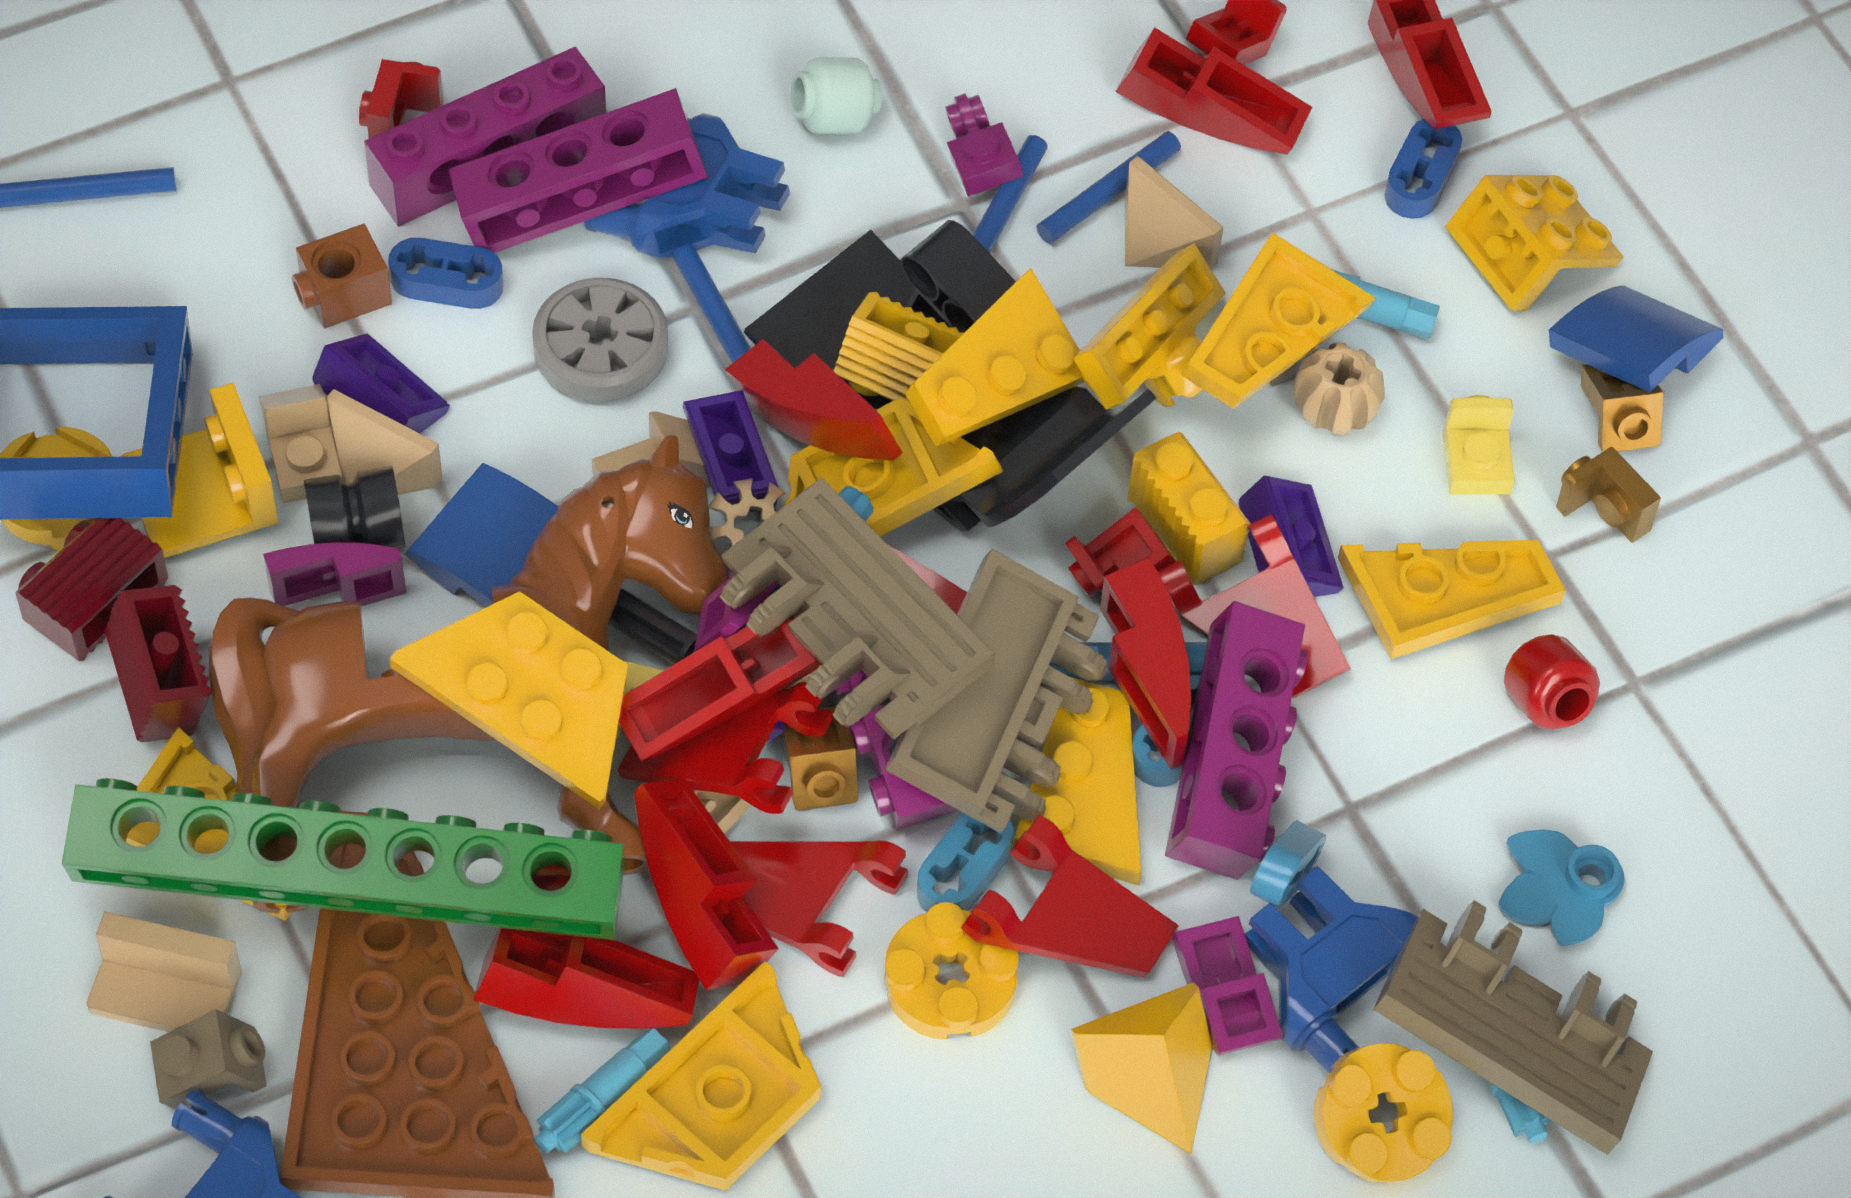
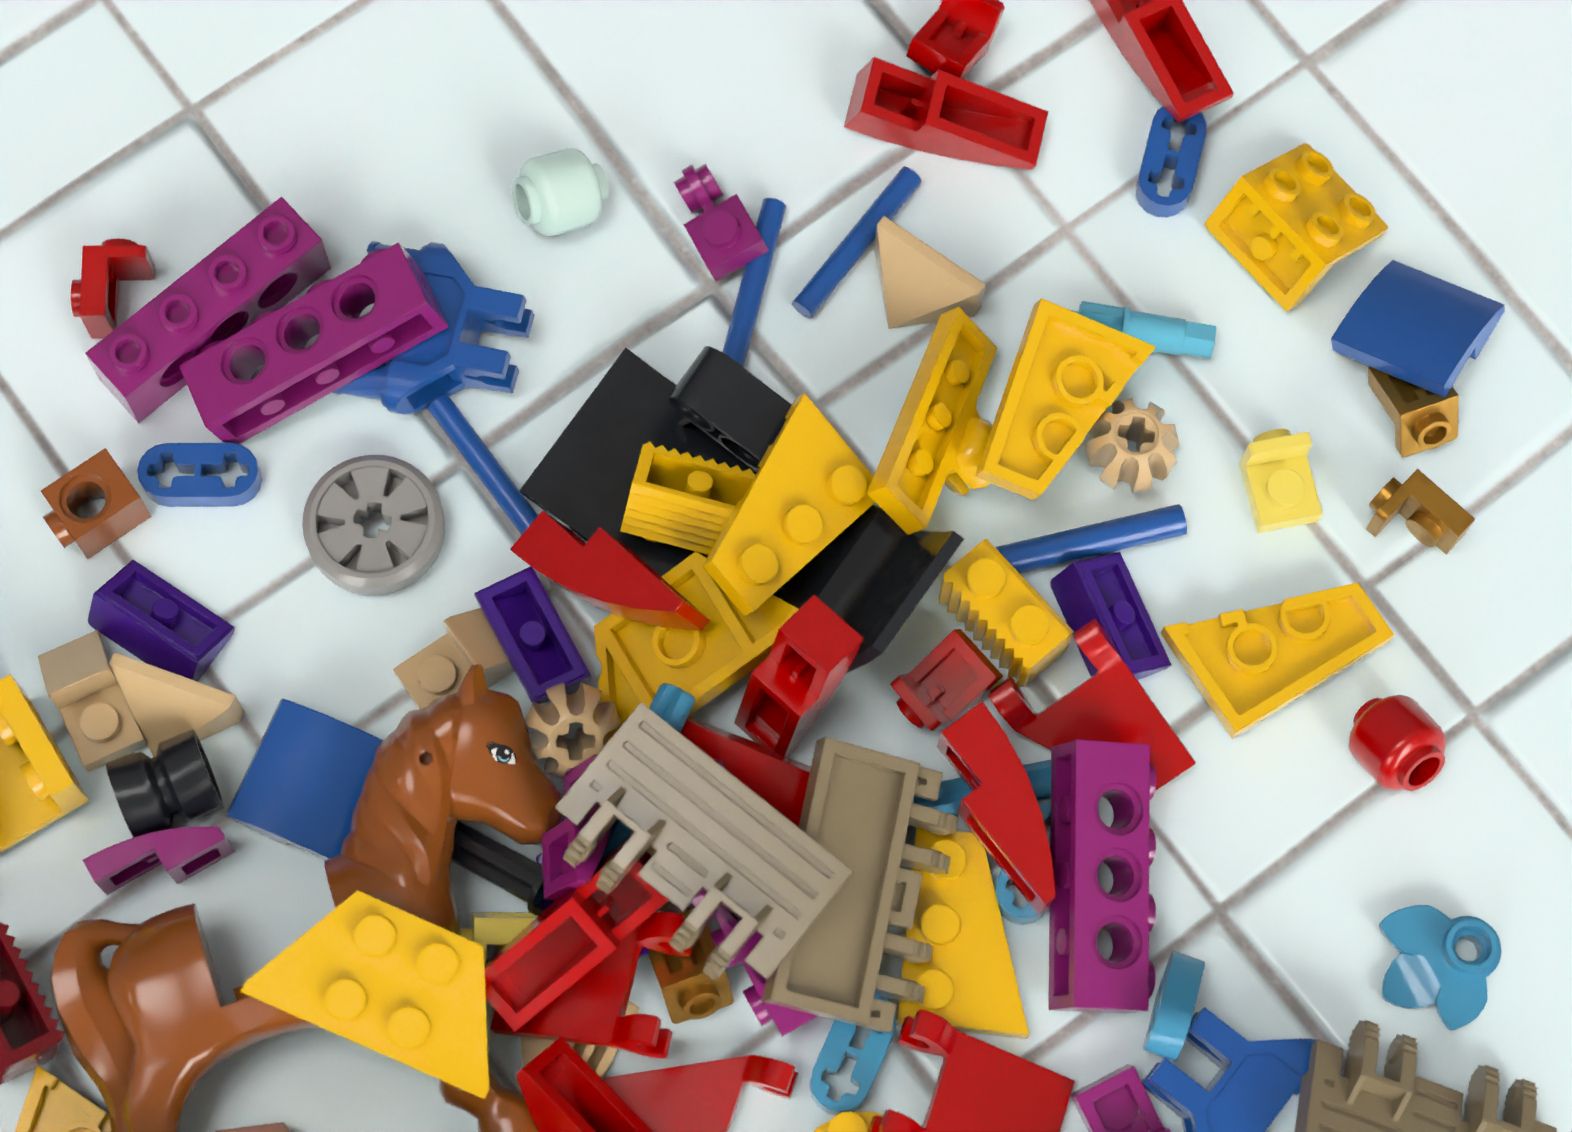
camera: 10 degrees left, 15 degrees up
(978, 503) = (797, 677): none -> red slope
(1297, 467) = (1095, 539): none -> blue piece

